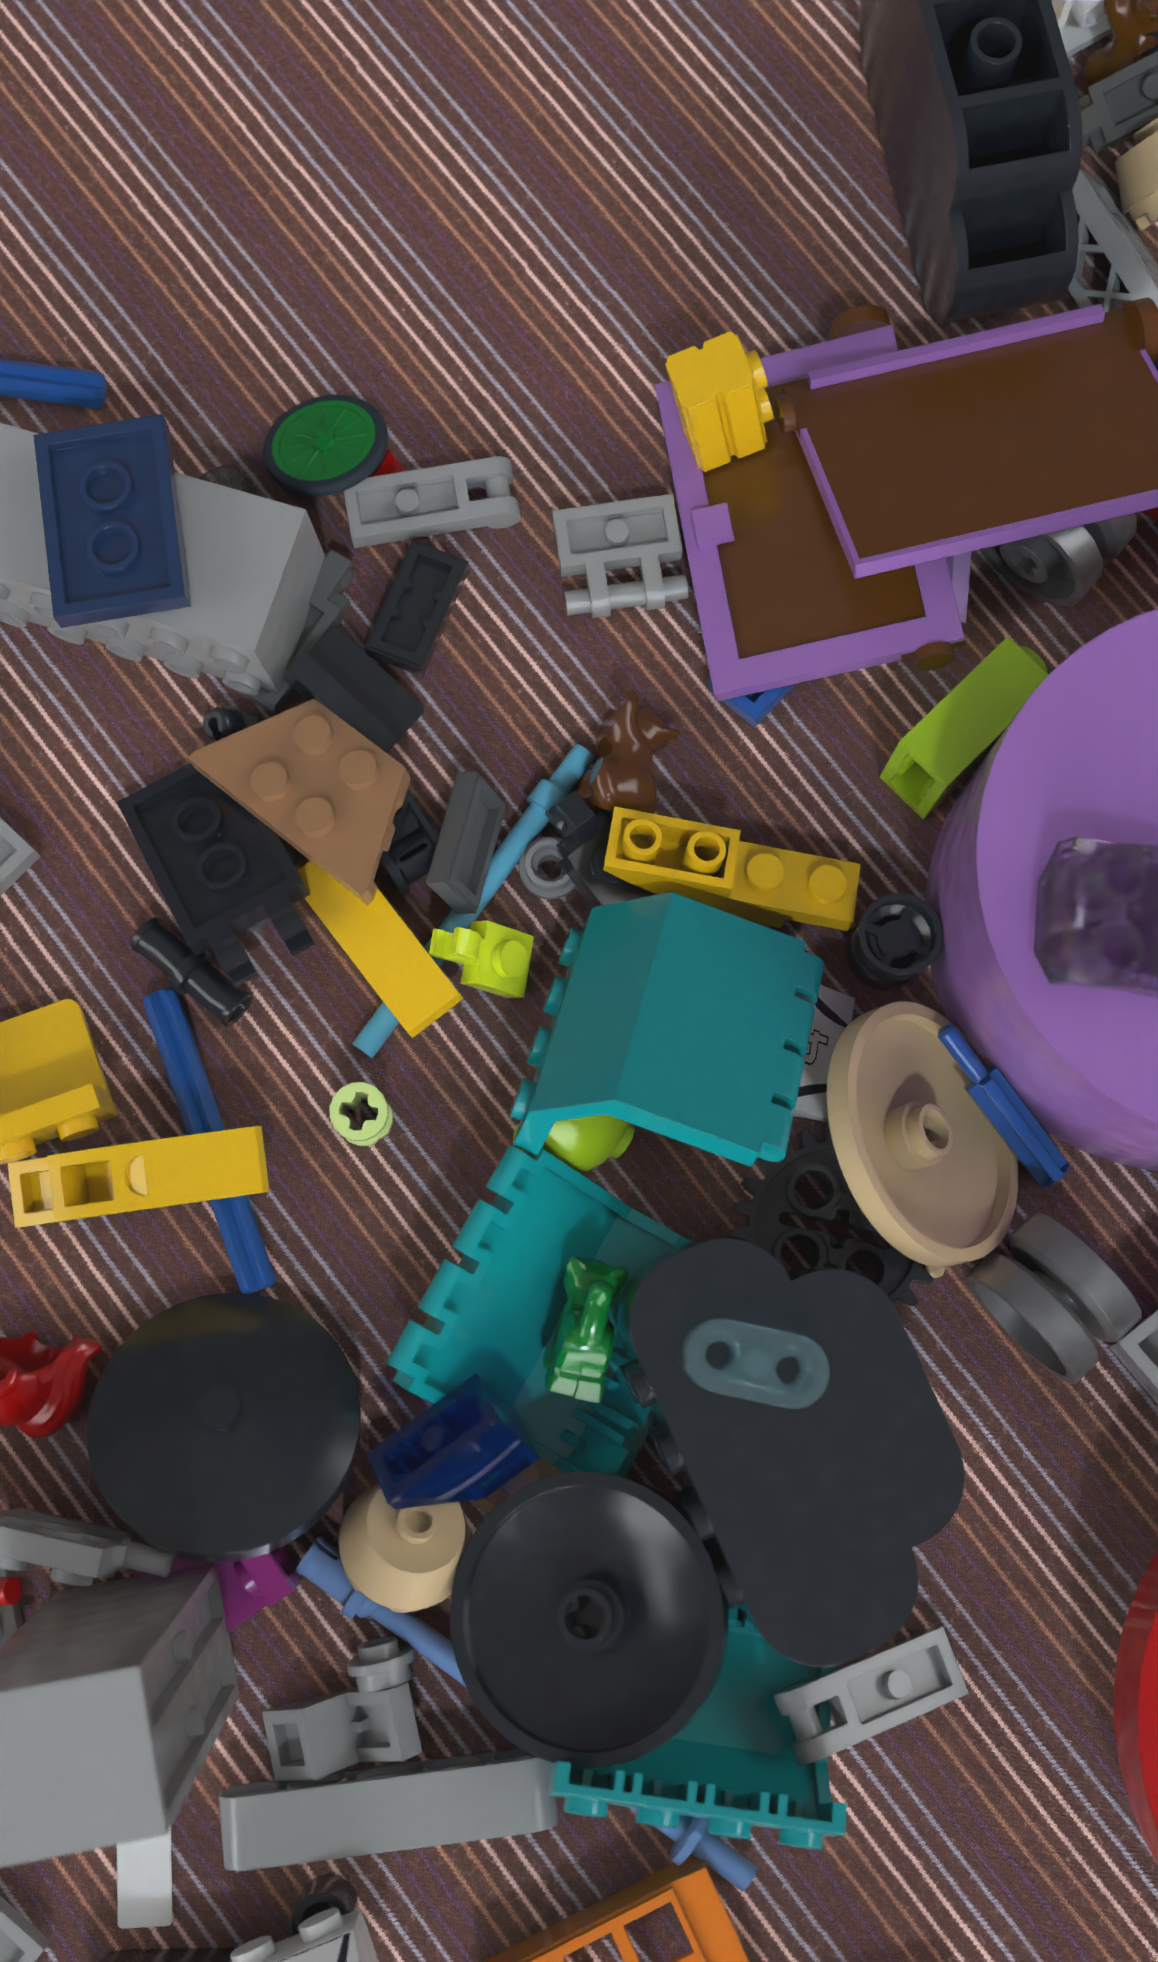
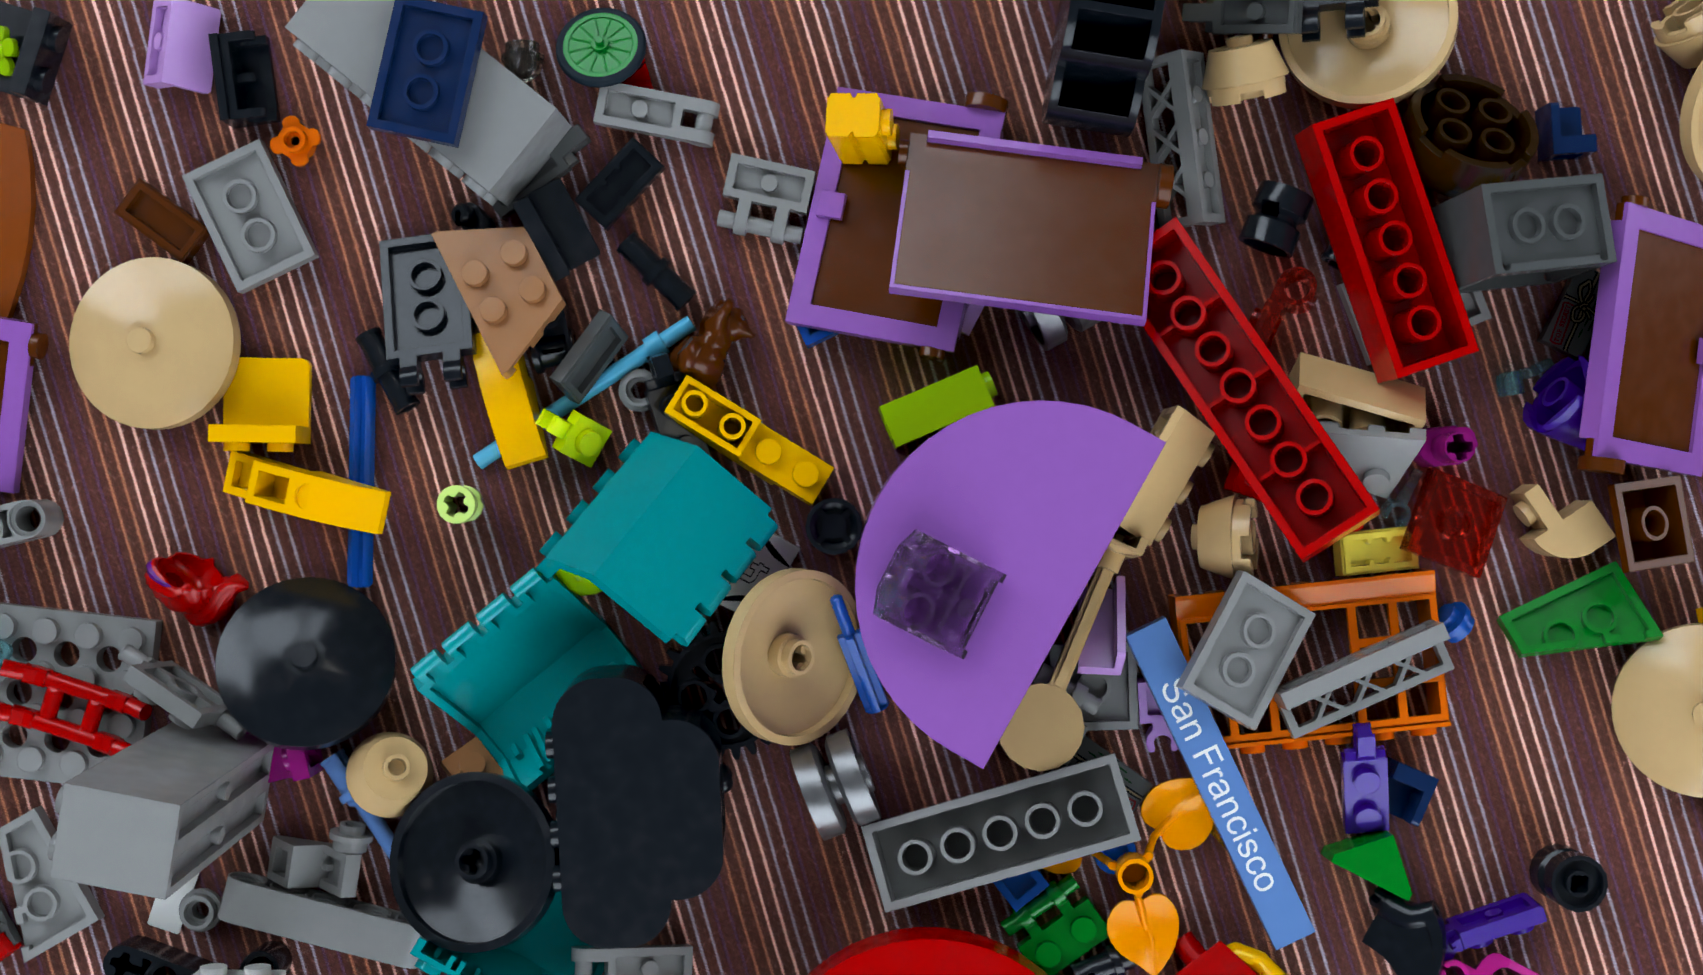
camera: 25 degrees right, 10 degrees up
(178, 1885) = (191, 917): none -> light grey plate
(454, 1450) = (435, 733): clear blue slope -> none
(510, 701) = (656, 271): none -> black pin
(584, 1331) = (543, 692): green animal -> none
(754, 1363) = (614, 765): clear light blue plate -> none

